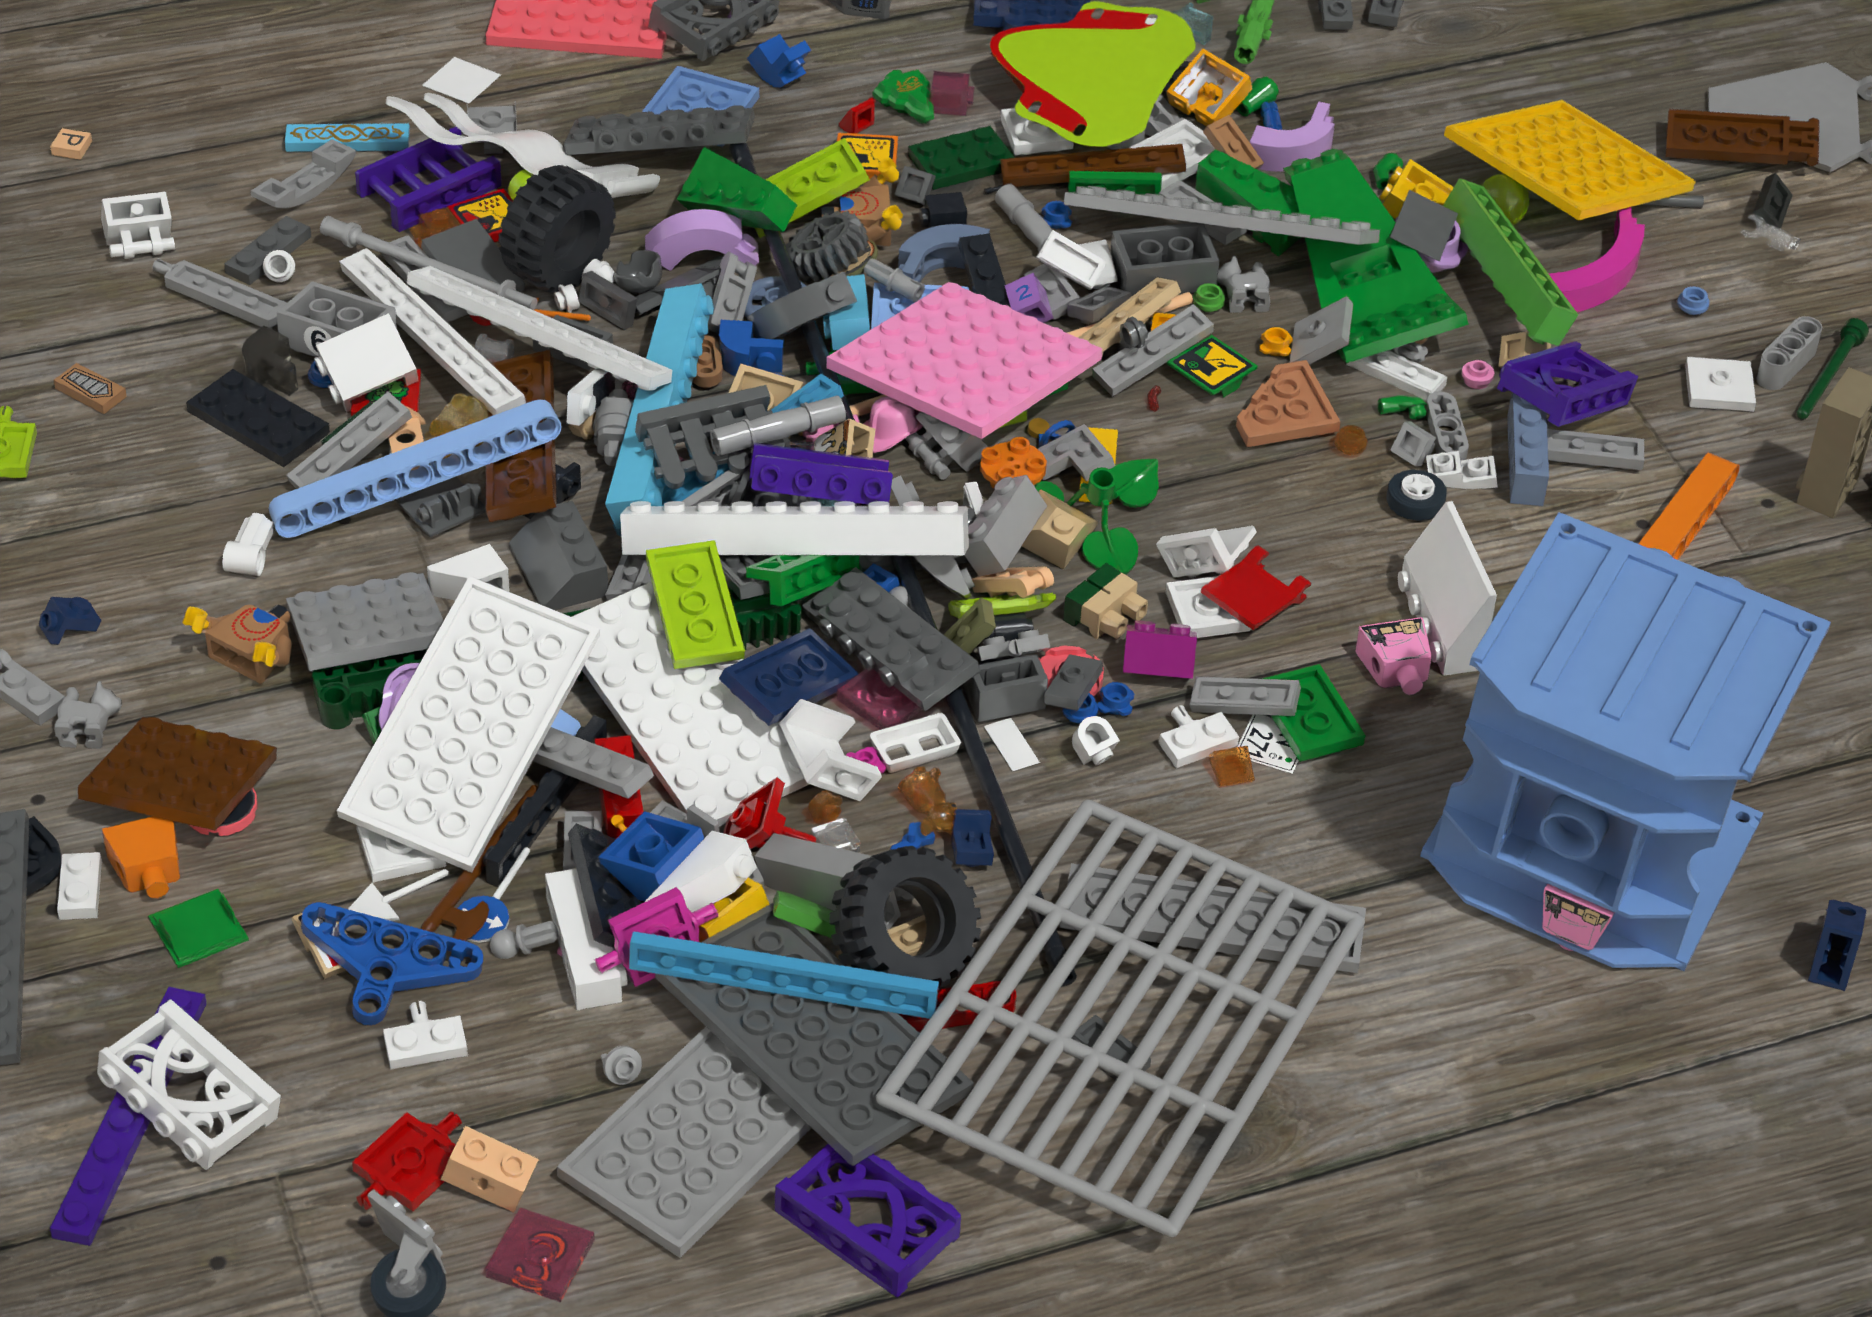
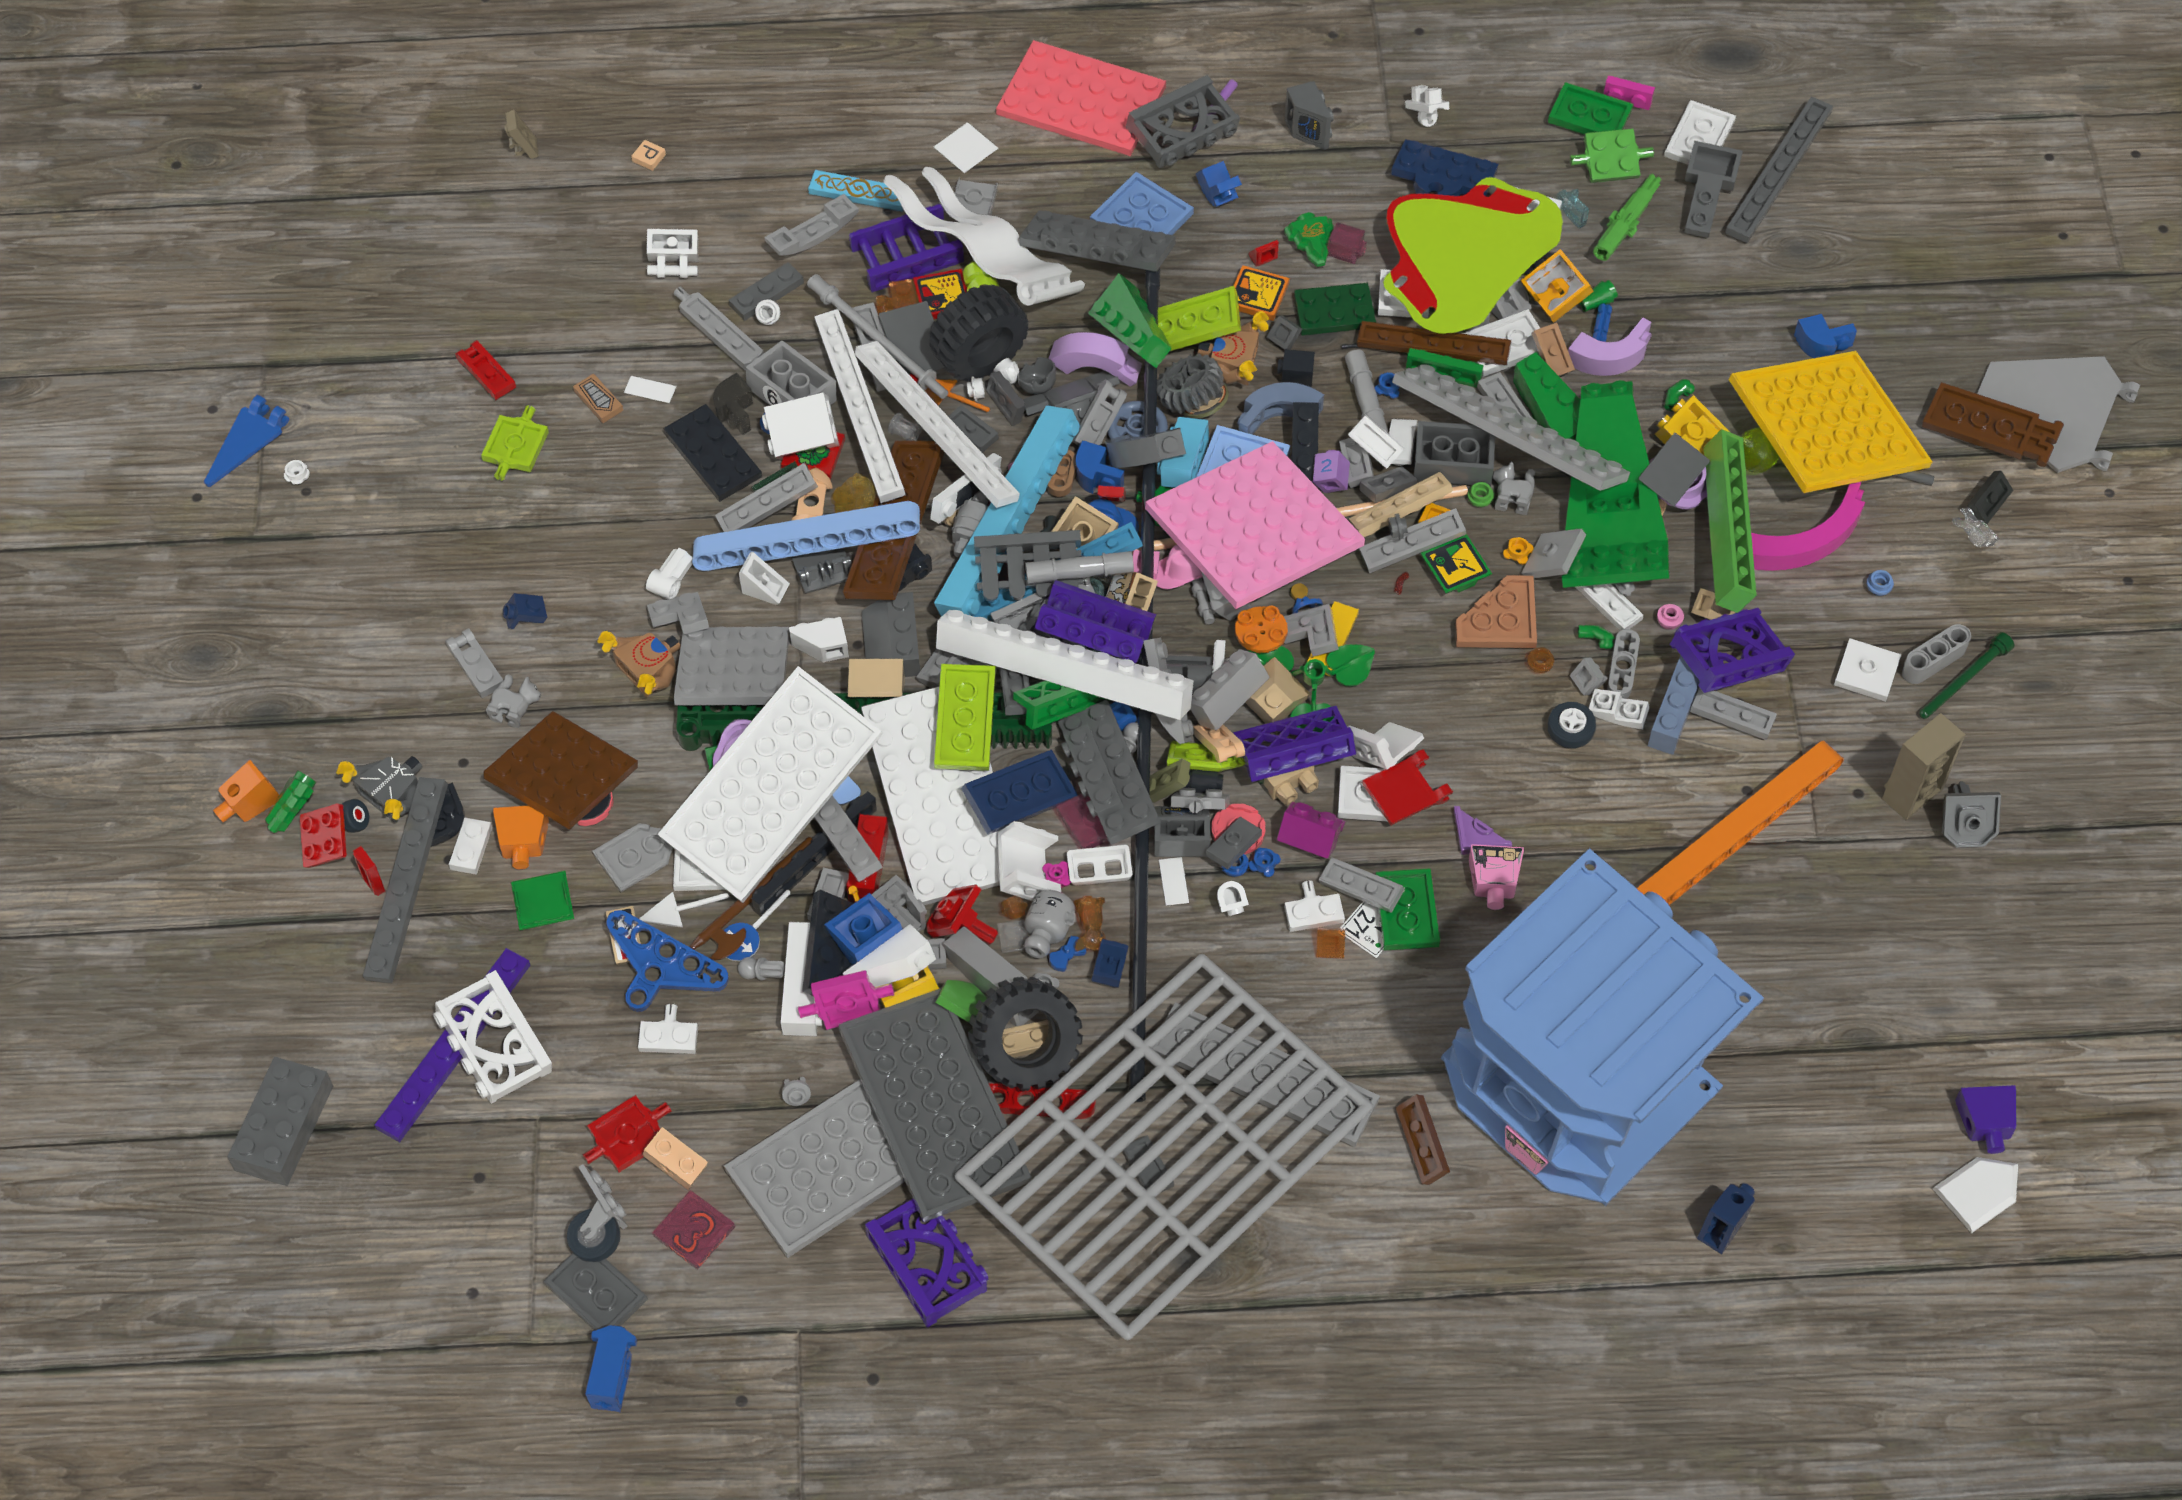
camera: 20 degrees right, 15 degrees up
(153, 370) = (650, 389): none -> white sticker
(283, 576) = (685, 609): none -> light grey plate
(306, 852) = (633, 855): none -> light grey tile
(371, 531) = (761, 580): none -> white slope
(562, 590) = (876, 678): none -> tan slope
(779, 360) = (1112, 493): none -> red tile
(783, 975) = (915, 1053): dark azure plate -> none
(877, 808) = (1048, 921): none -> light grey piece
(894, 280) = (1230, 430): light grey axle -> none
(1112, 564) = (1305, 751): none -> dark purple fence
(1345, 622) = (1475, 832): none -> medium lavender tile
(1438, 944) = (1422, 1139): none -> reddish brown plate
(1448, 591) = (1548, 830): white slope -> none
(1512, 91) = (1820, 341): none -> blue brick

